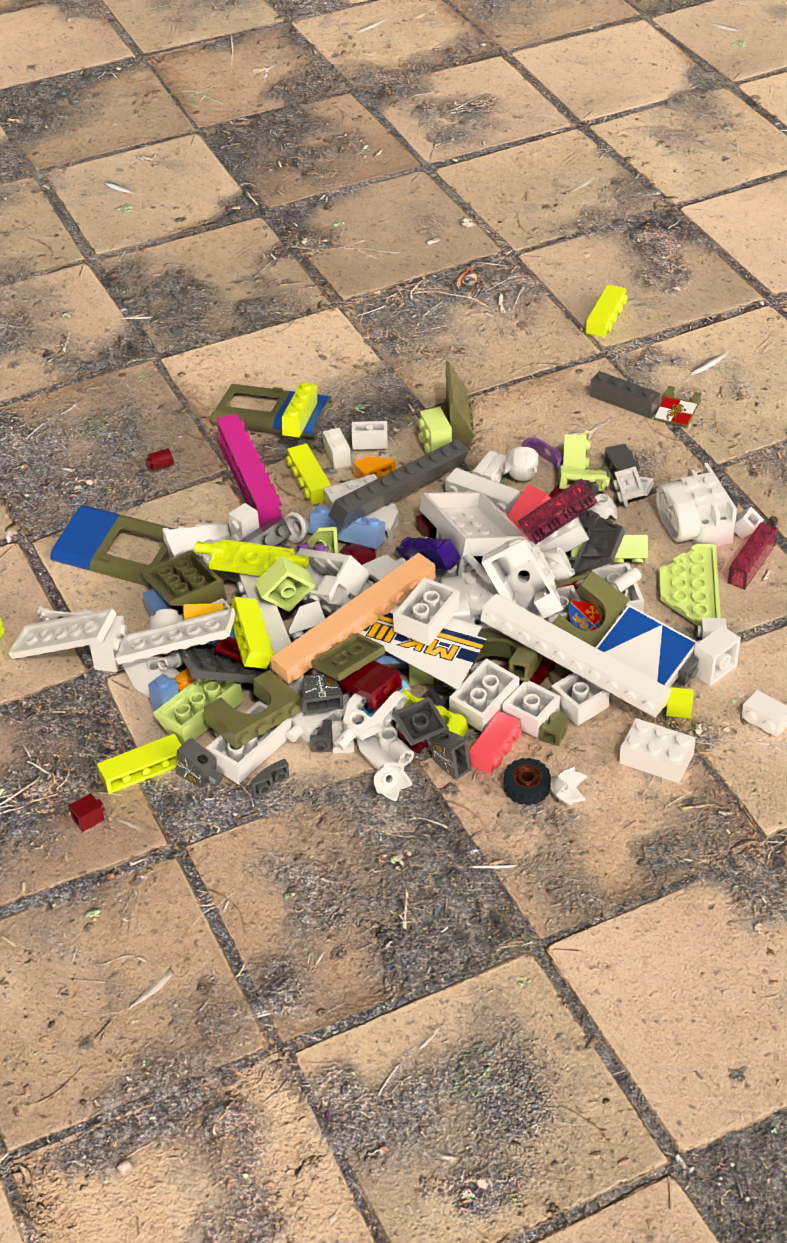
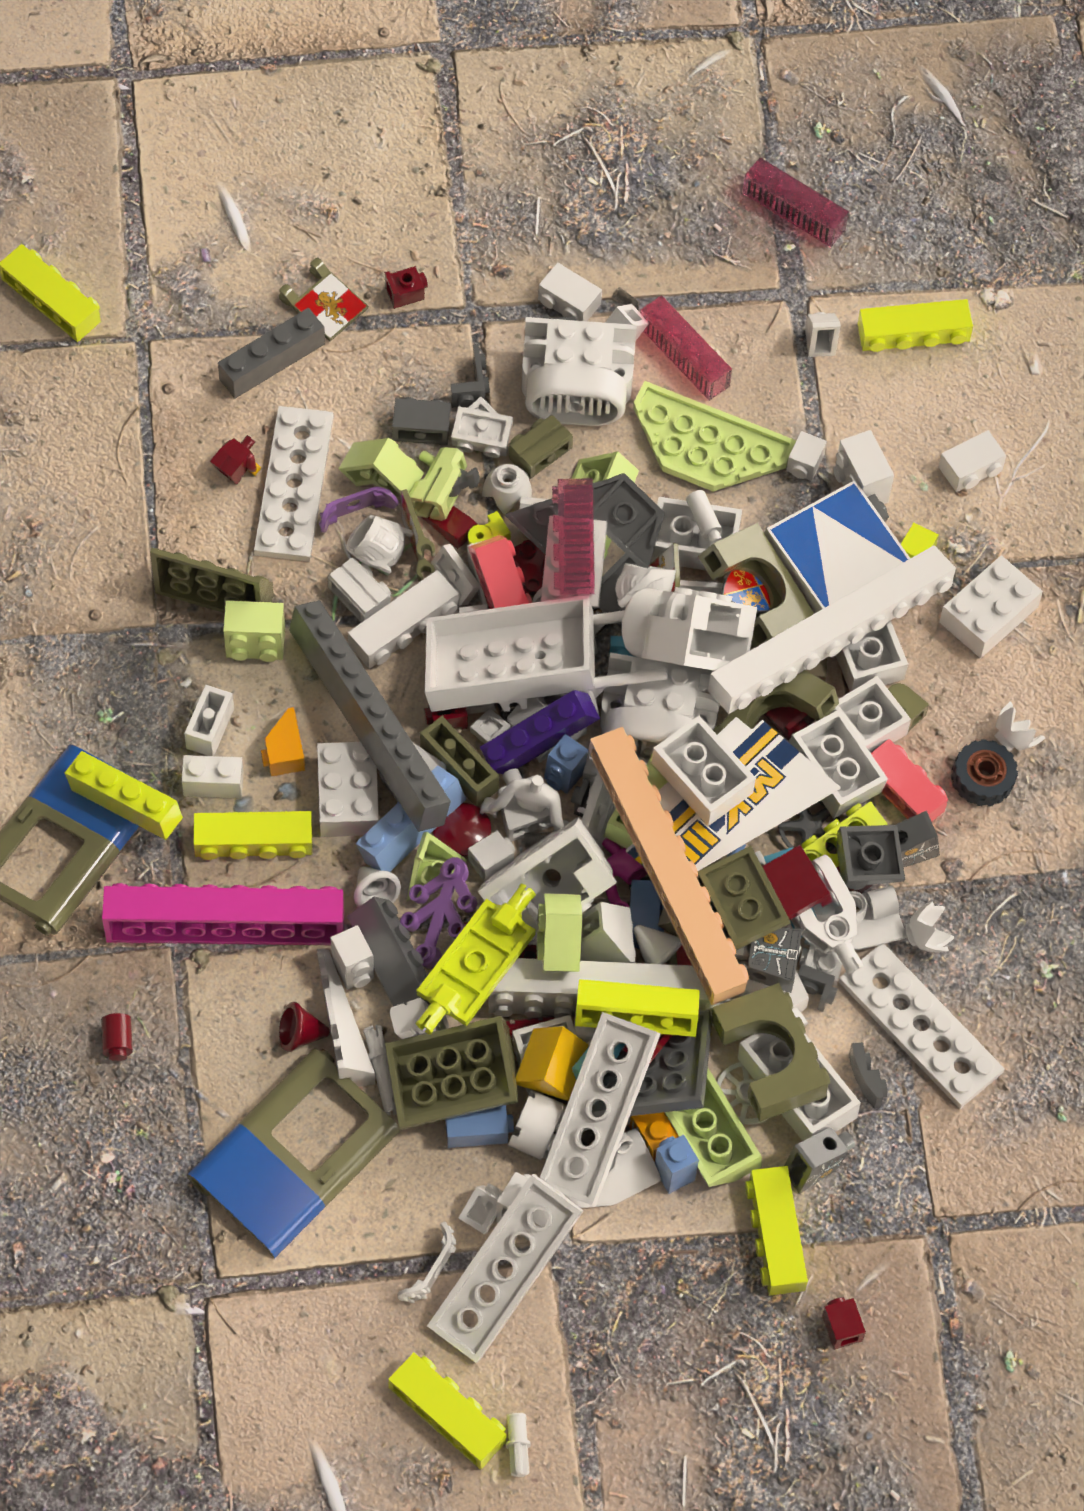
camera: 75 degrees left, 20 degrees up
(192, 518) = (299, 1028): none -> dark red hat
(325, 811) = (916, 1043): none -> white plate
(384, 561) = (530, 795): none -> white piece
(402, 526) = (461, 760): none -> olive brick
(540, 472) = (418, 540): none -> olive flag
(544, 400) = (235, 459): none -> dark red piece
(591, 427) = (306, 496): none -> white plate
(637, 514) = (540, 445): none -> olive brick
(666, 476) = (468, 392): none -> dark grey bracket
(708, 432) = (405, 286): none -> dark red brick
(754, 495) = (569, 293): none -> white brick

